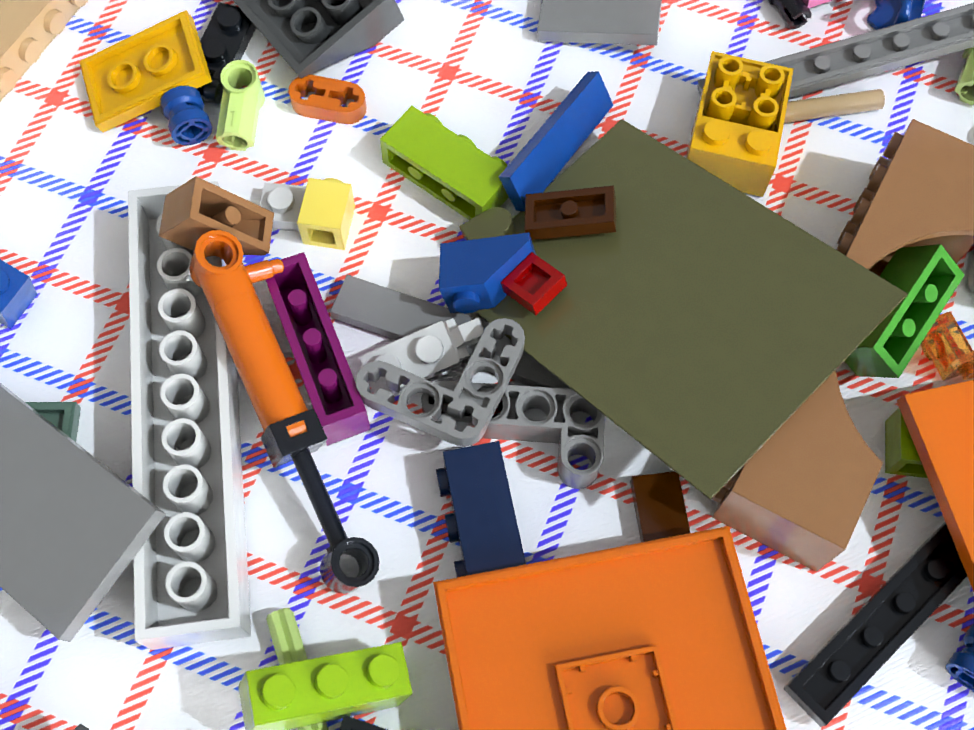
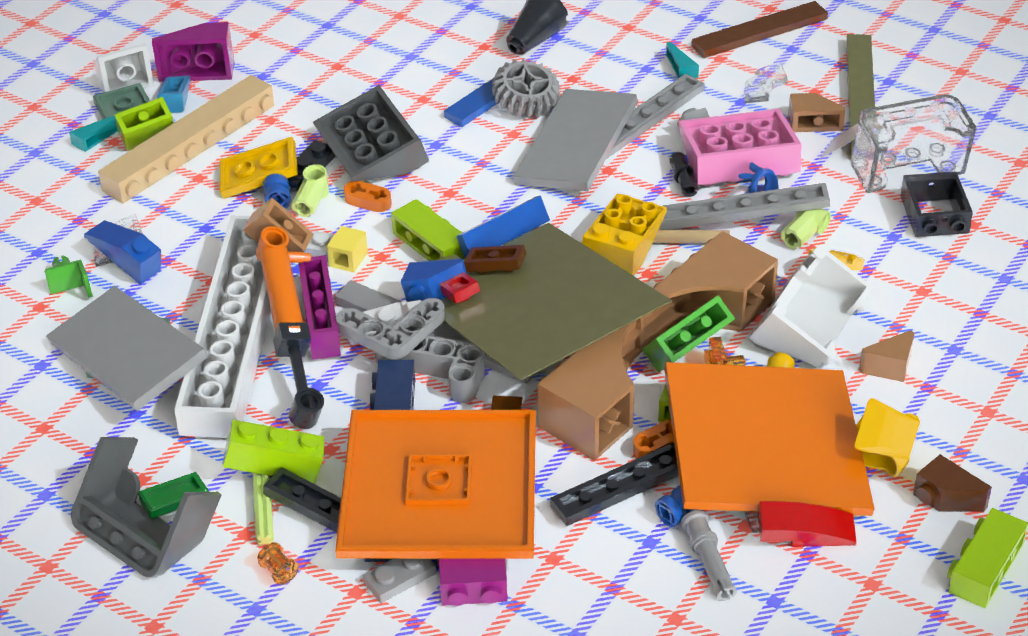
camera: 15 degrees right, 25 degrees down
(897, 512) = (653, 439): none -> orange beam

